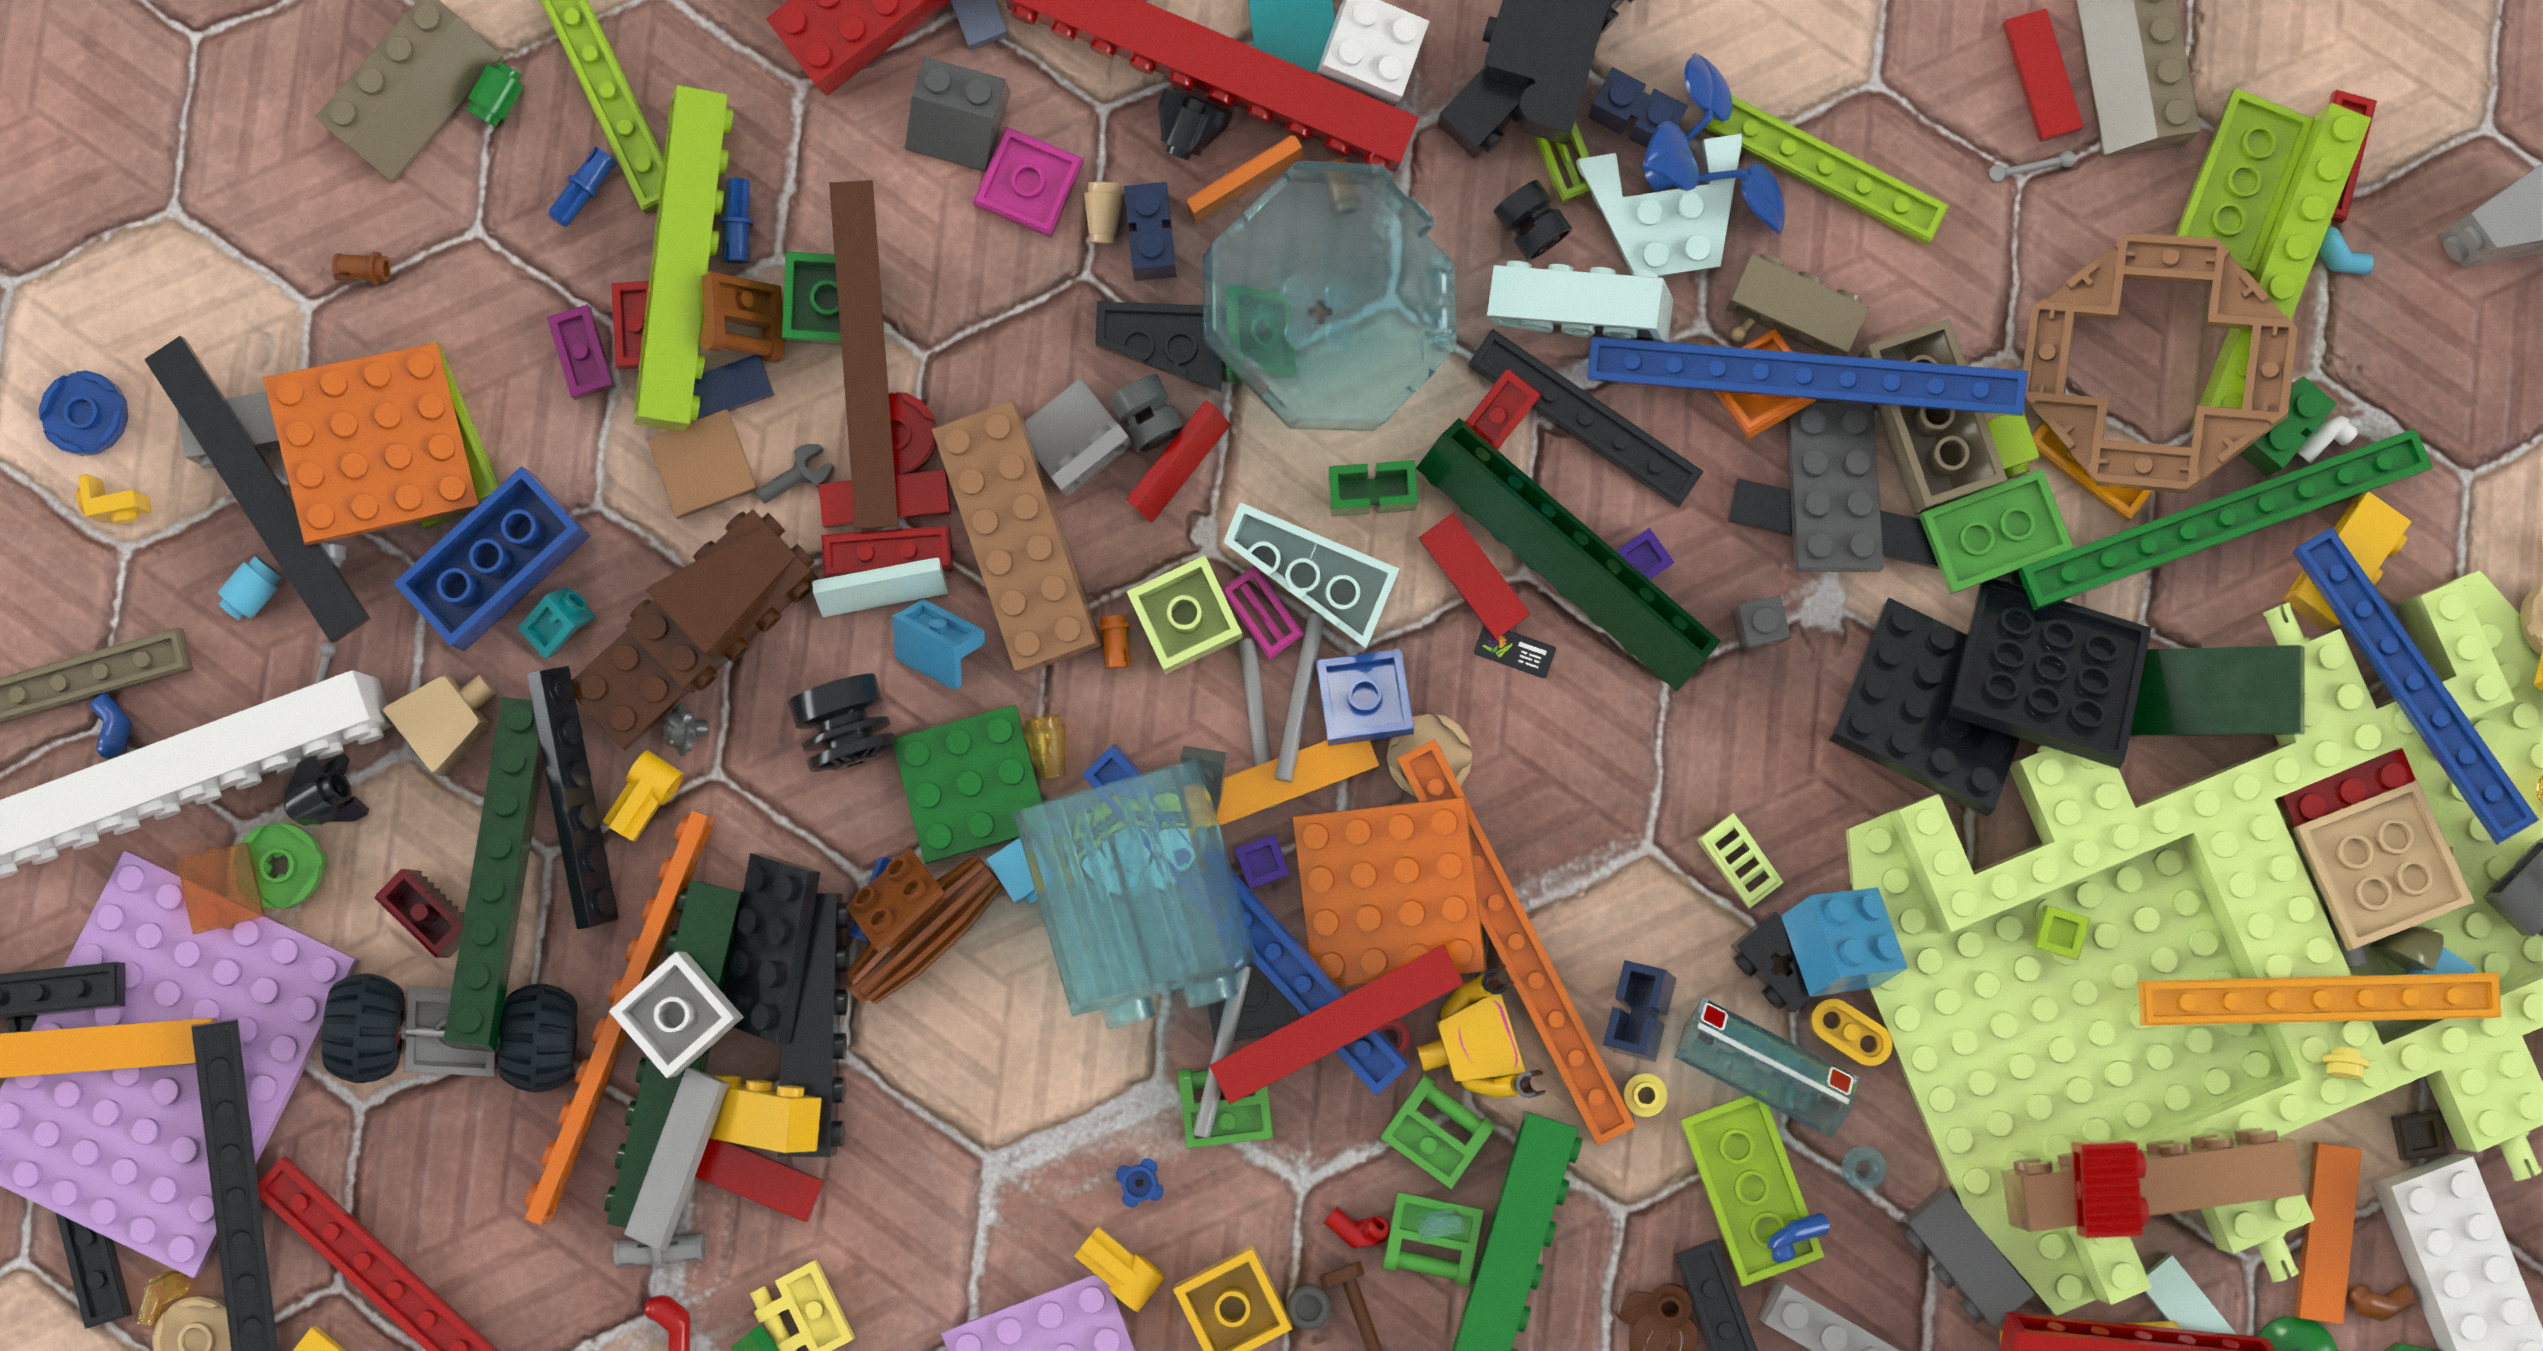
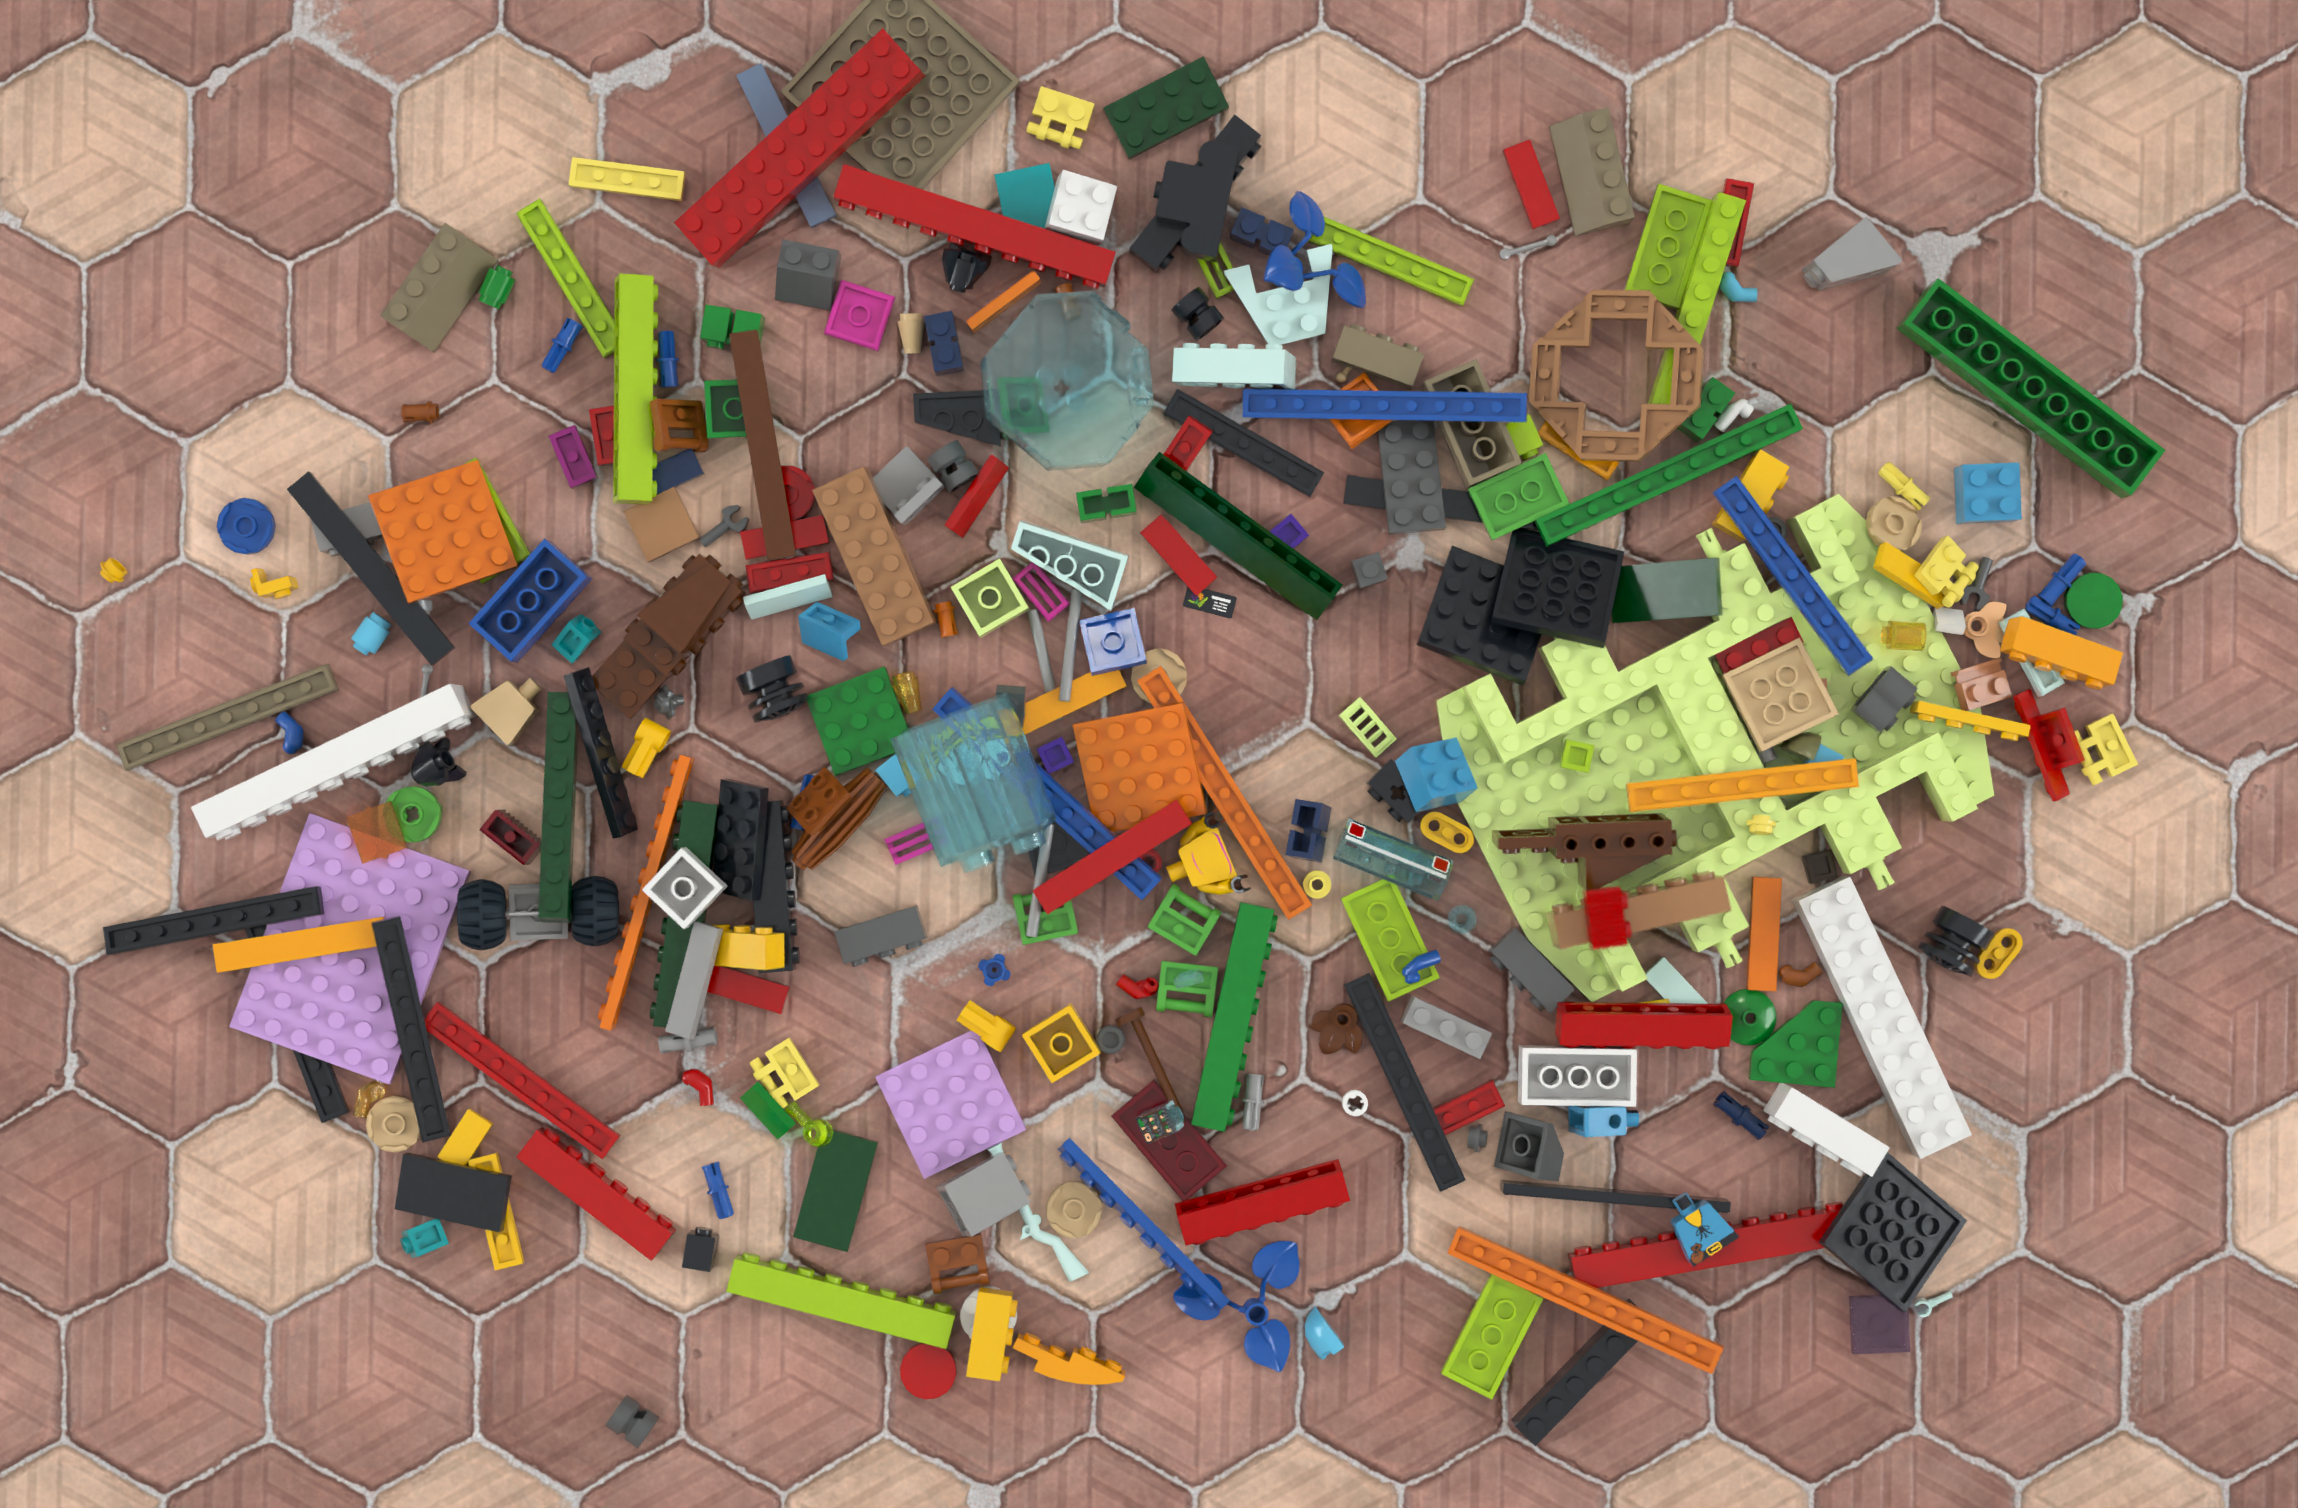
camera: 10 degrees left, 5 degrees up
(819, 166) = (718, 325): none -> green piece
(971, 1115) = (881, 936): none -> dark grey brick
(1003, 985) = (893, 850): none -> dark pink tile
(2091, 1074) = (1599, 843): none -> reddish brown wedge

